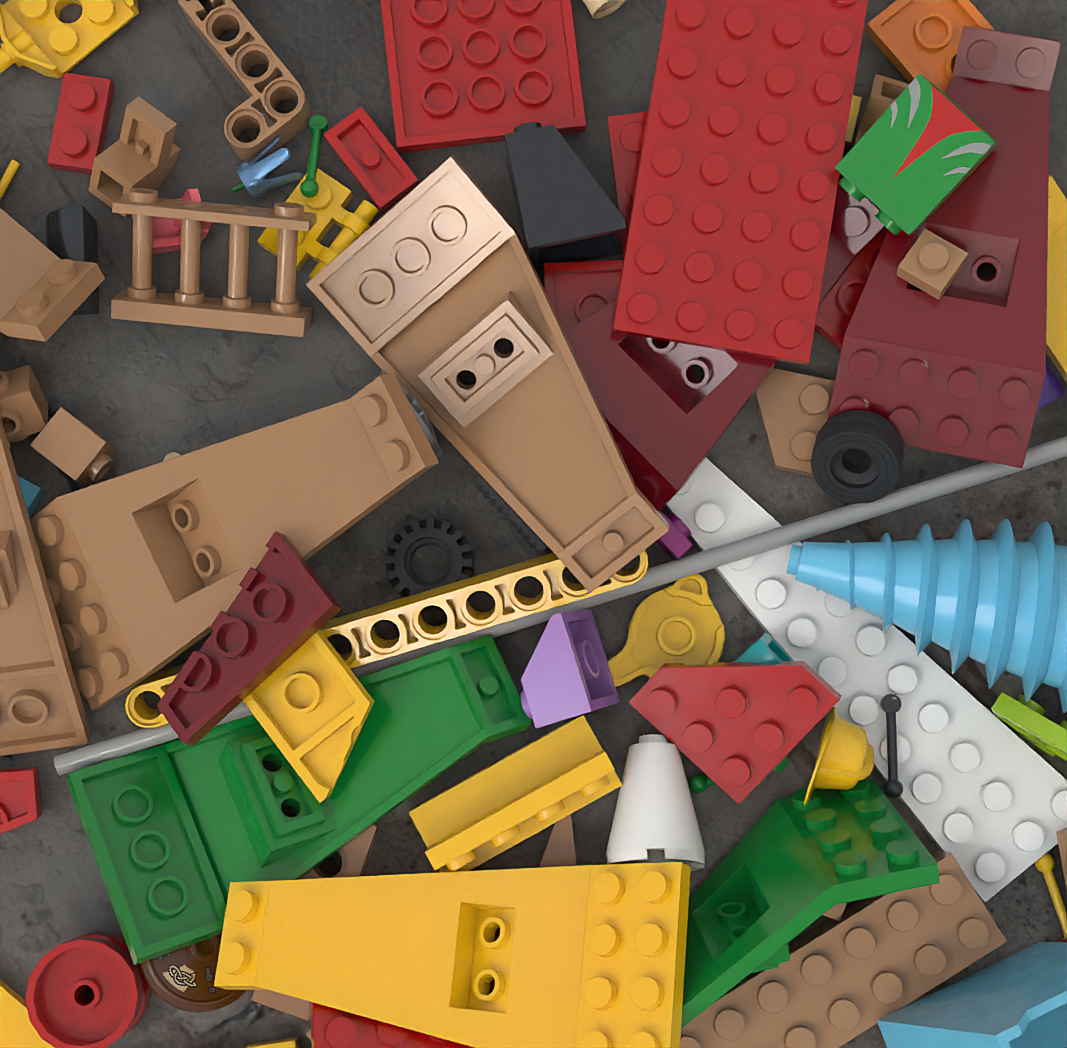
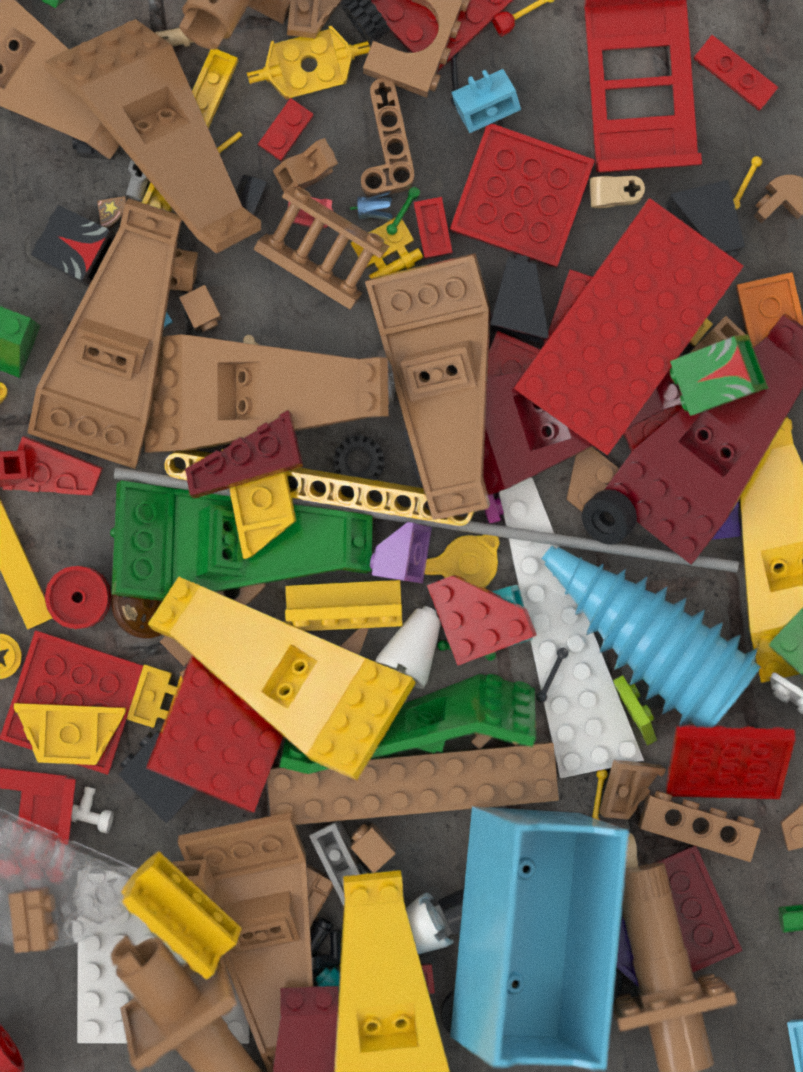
camera: 25 degrees right, 5 degrees up
(842, 756) = (521, 667): yellow piece -> none
(932, 264) = (697, 435): medium nougat plate -> none

